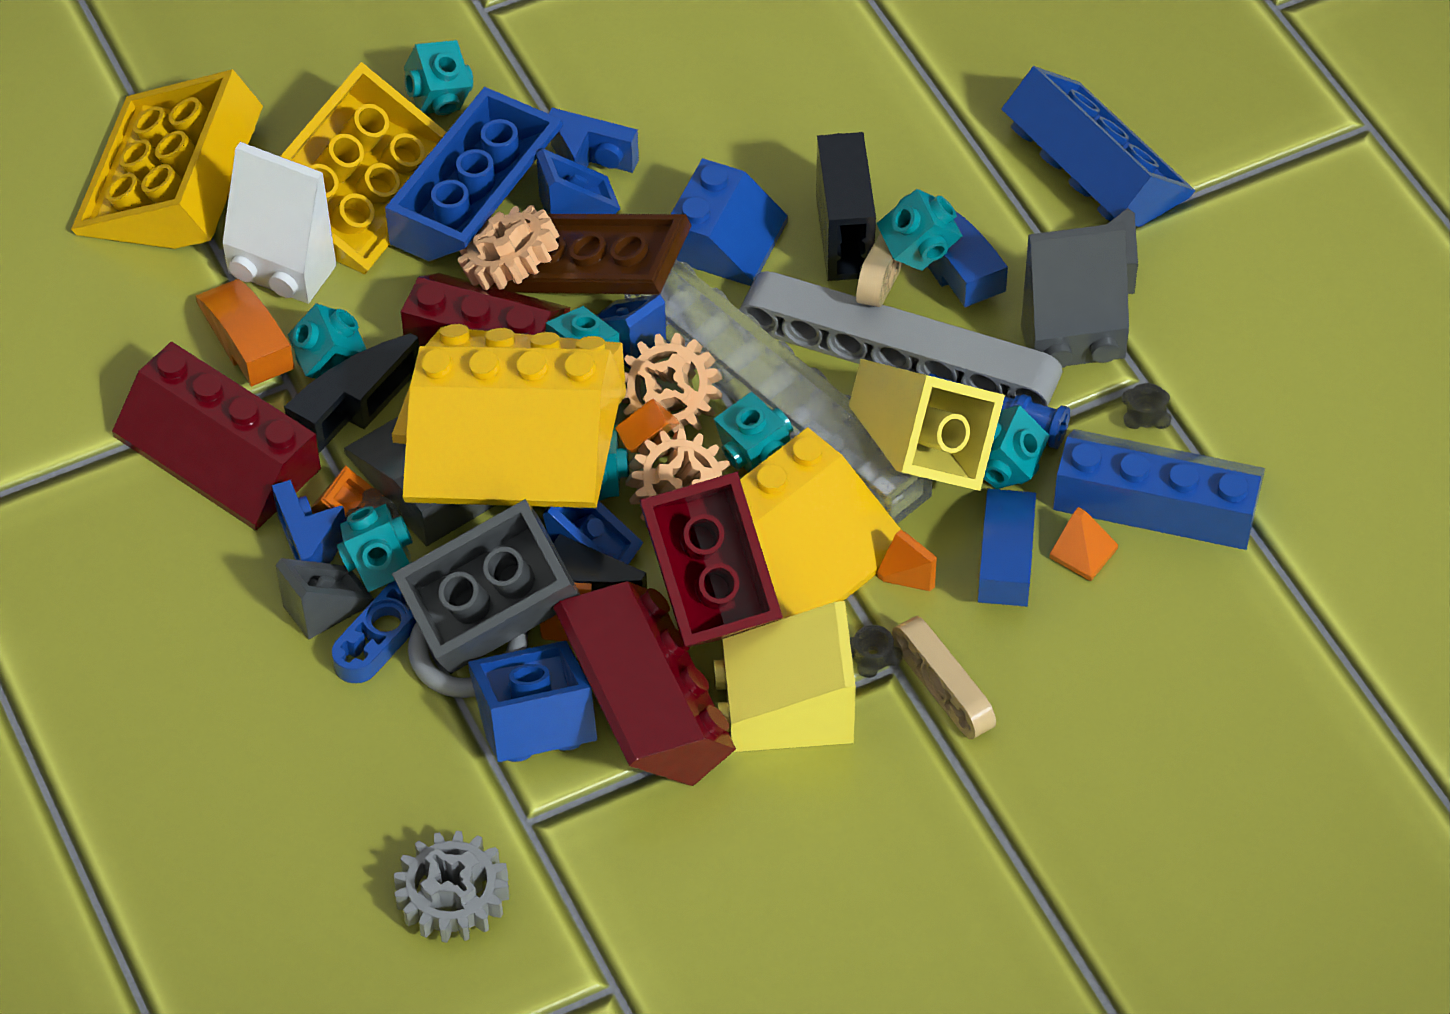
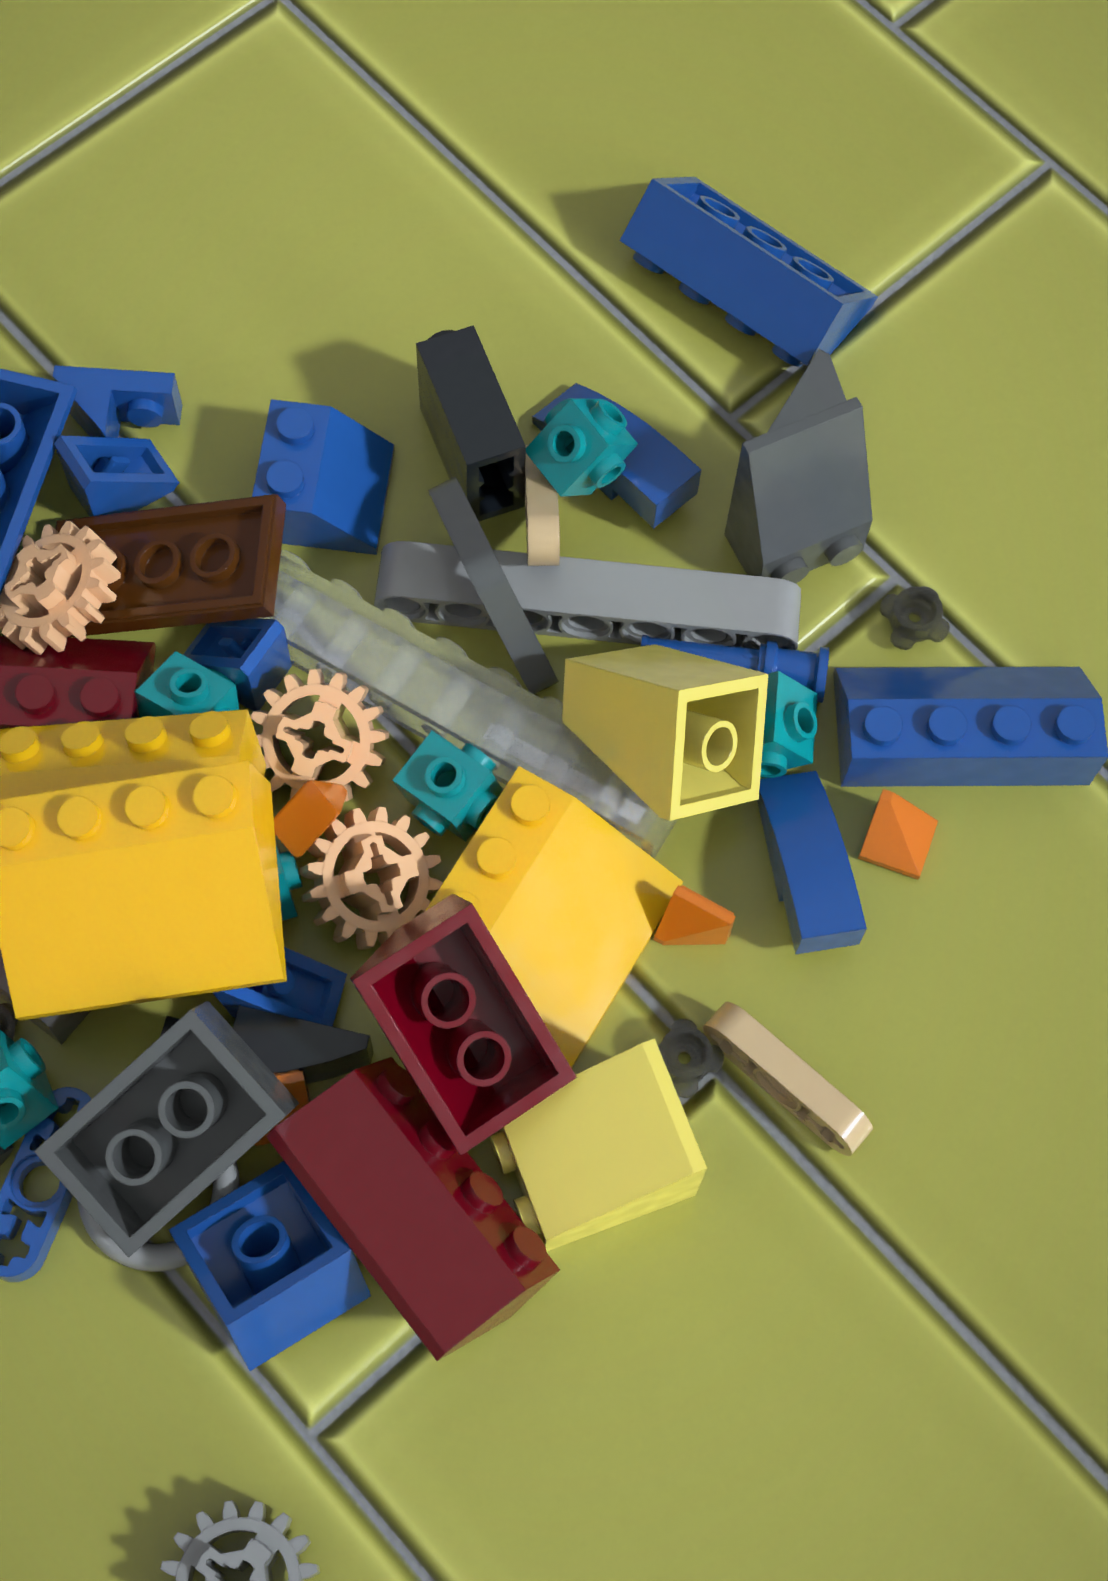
camera: 20 degrees left, 15 degrees up
(824, 308) = (492, 585): none -> dark grey beam

